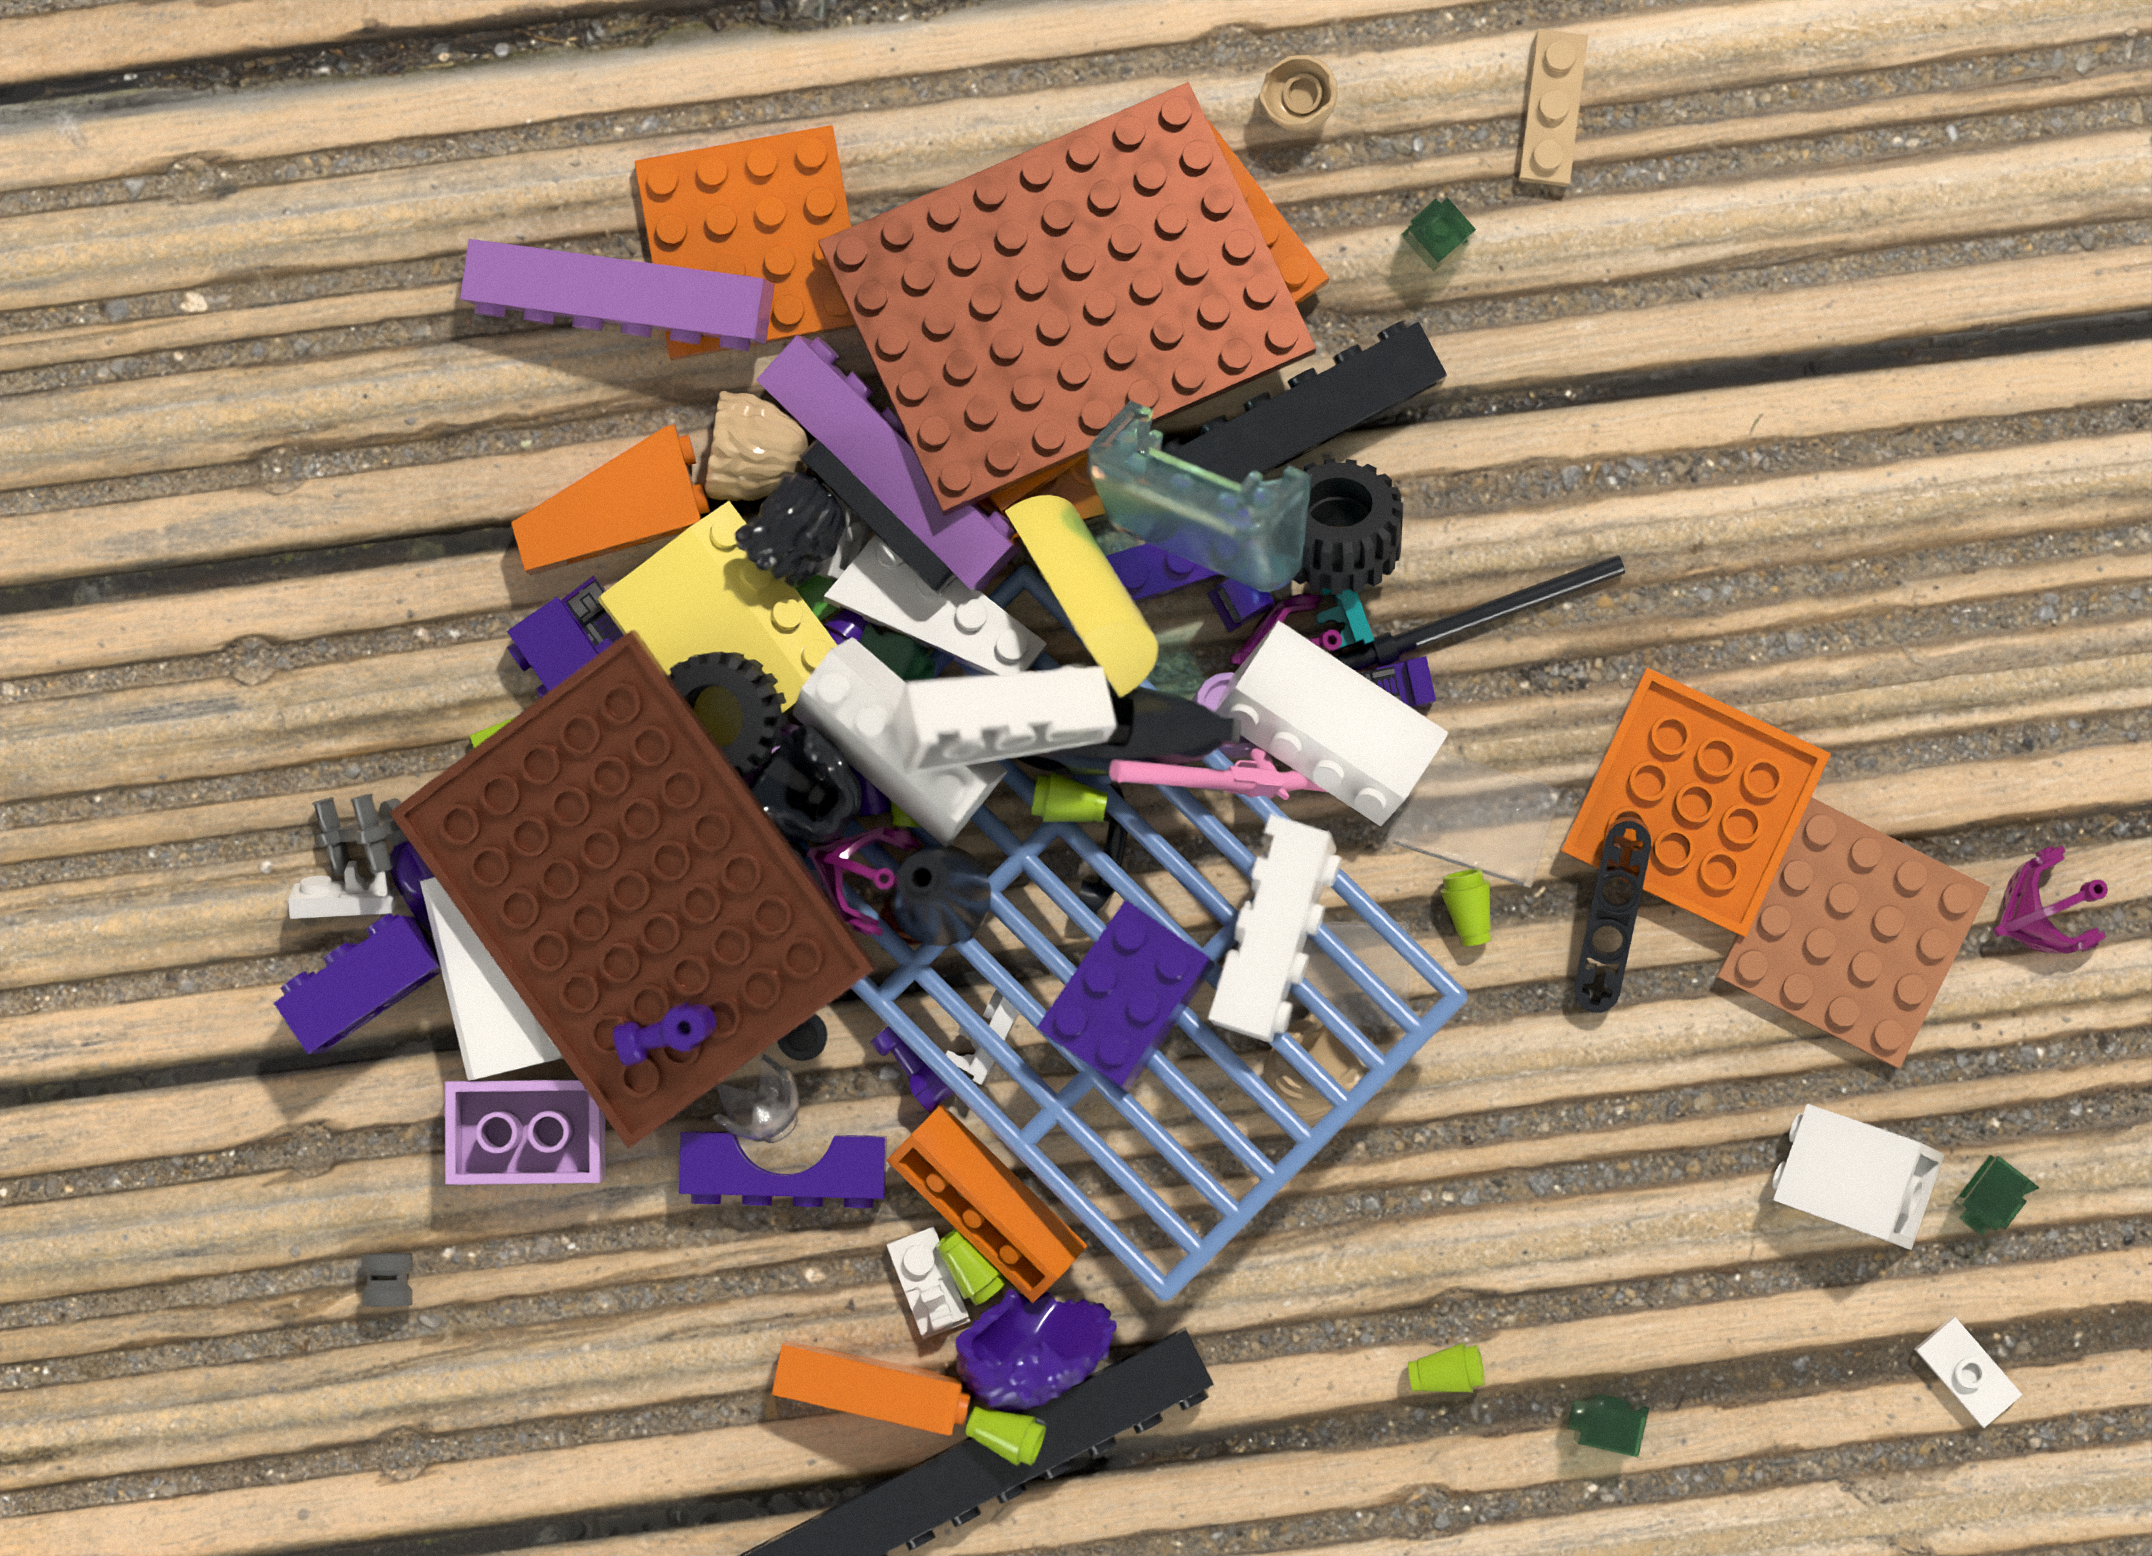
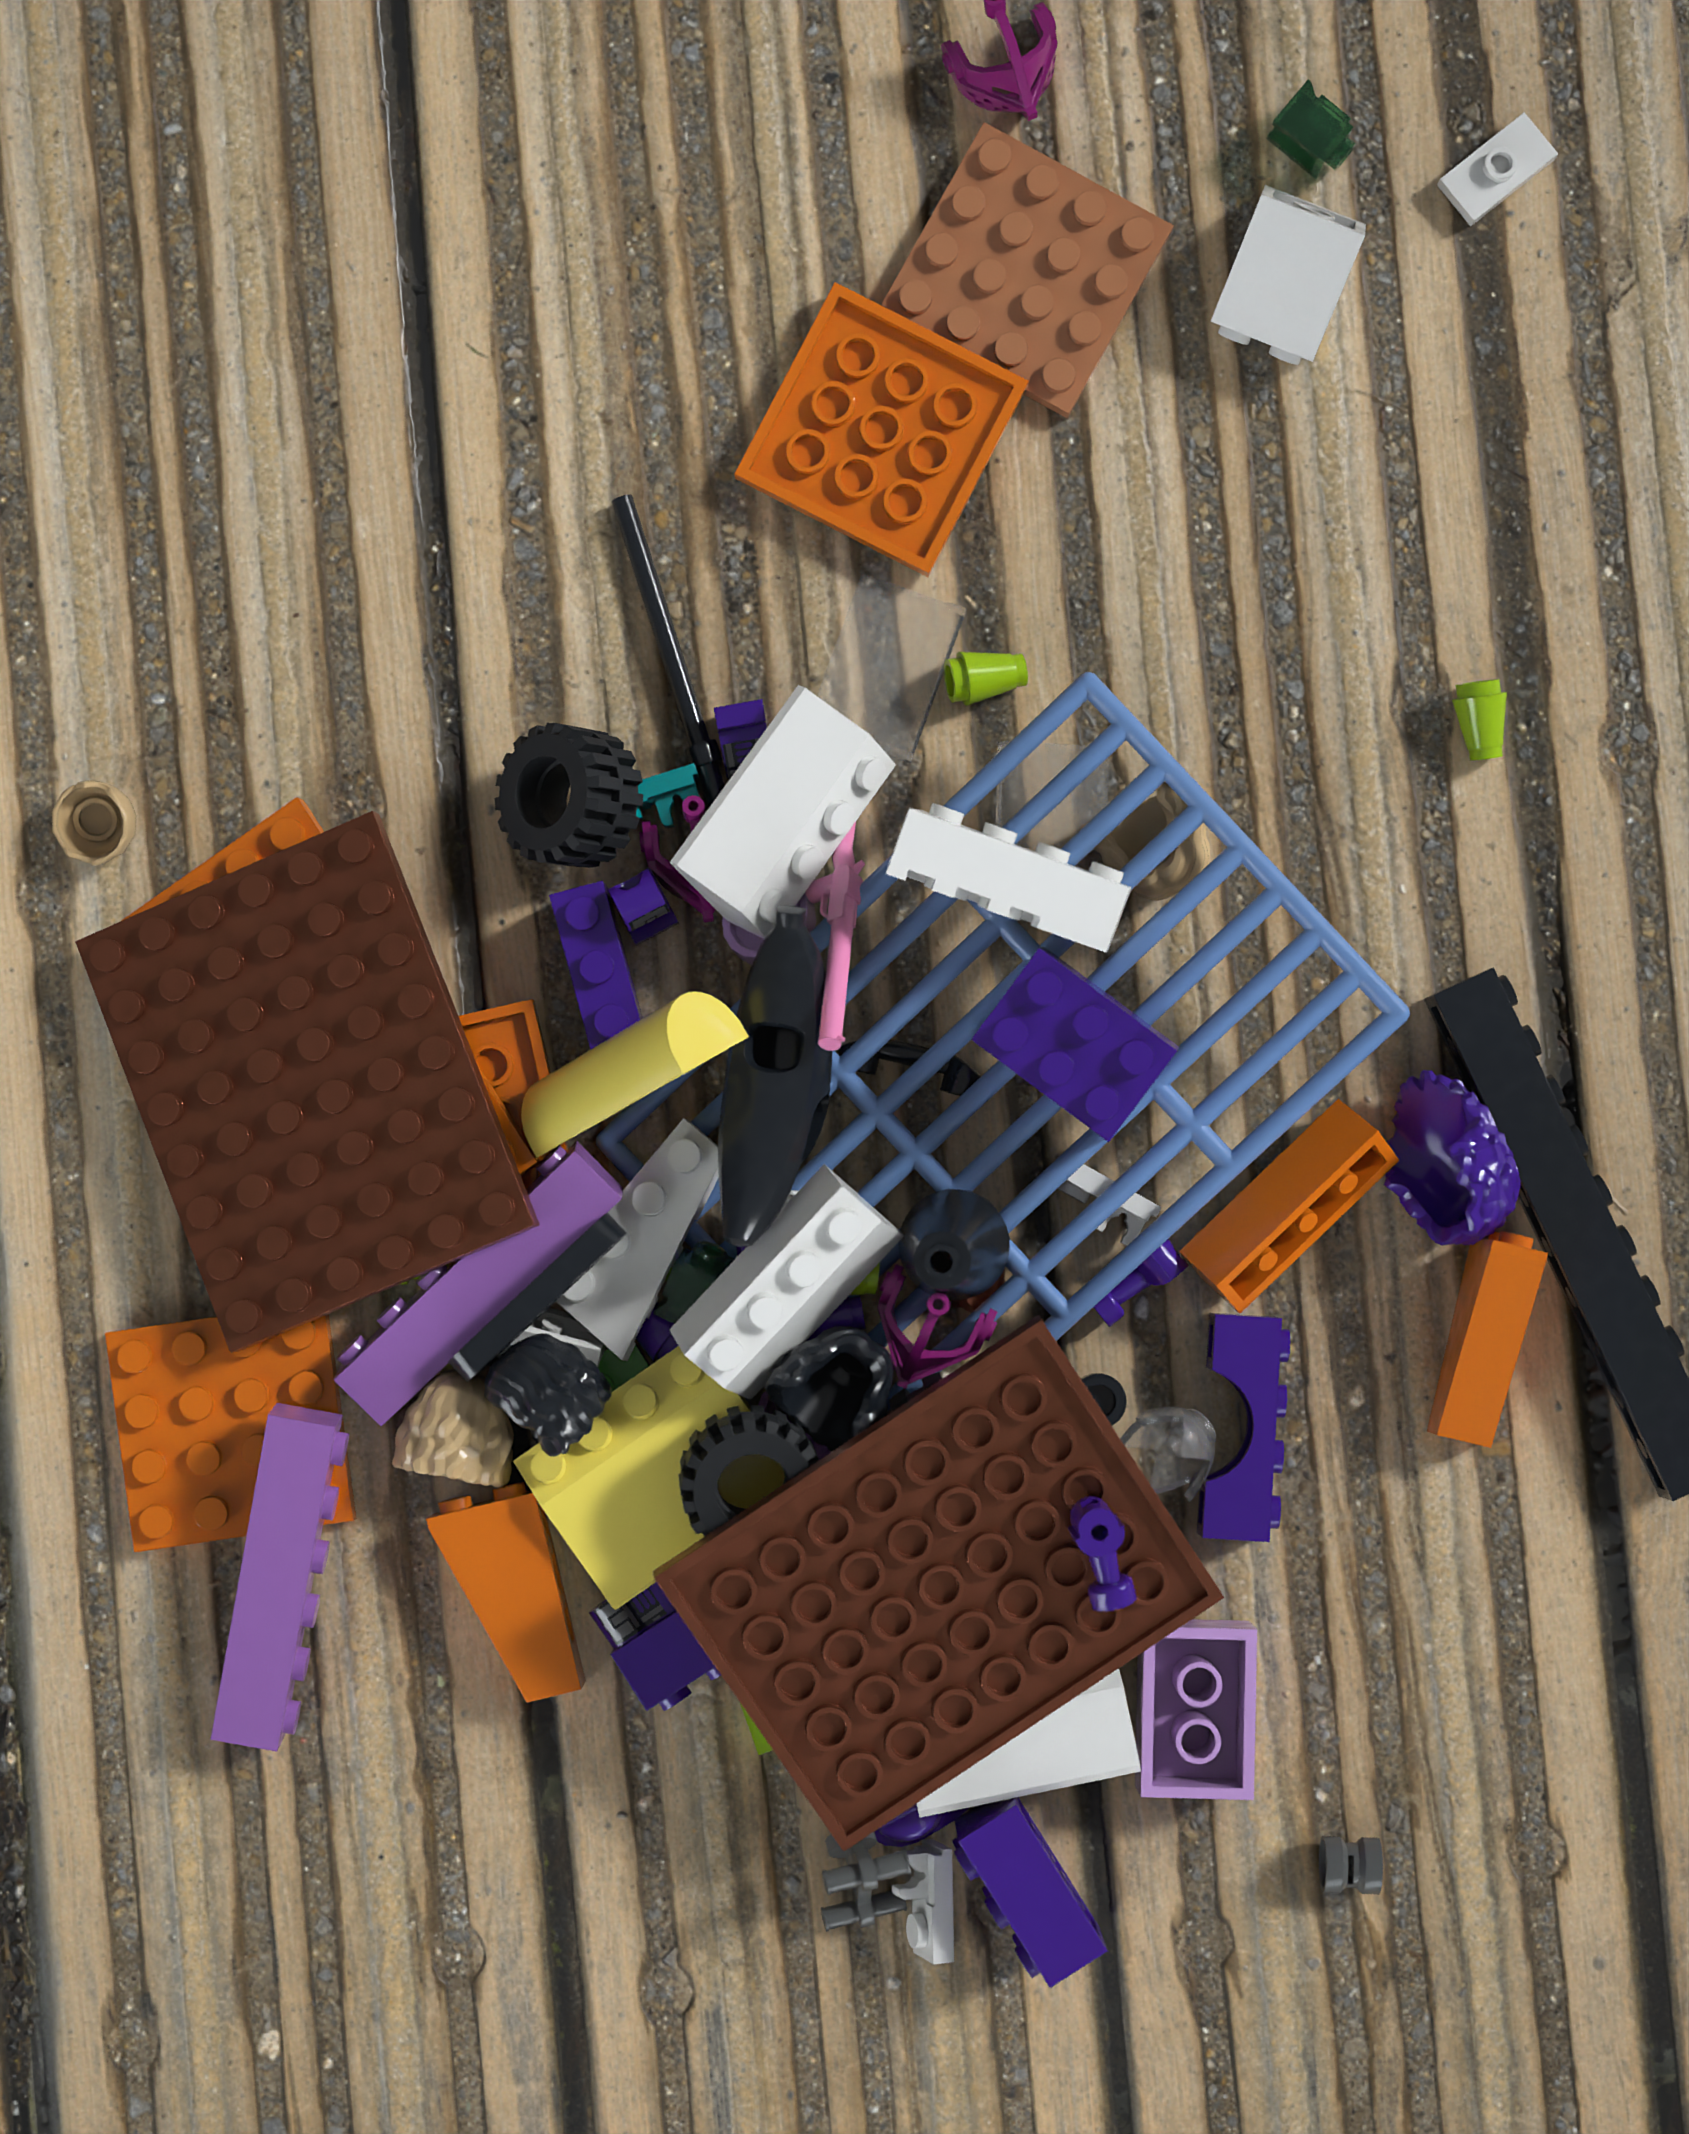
camera: 85 degrees left, 0 degrees up
(928, 1283) = (1369, 1273): white plate -> none
(969, 1268) = (1358, 1228): lime cone -> none
(1001, 716) = (766, 1166): white wedge -> none
(1007, 1434) = (1543, 1192): lime cone -> none
(1067, 800) = (856, 1102): lime cone -> none
(1234, 529) = (564, 913): clear light blue windscreen -> none
(1316, 406) = (451, 838): black brick -> none
(1438, 232) = (253, 678): clear green window -> none
(1553, 107) = (124, 551): tan plate -> none
(1606, 913) = (1001, 514): black beam -> none
(1608, 1423) = (1544, 547): clear green window -> none

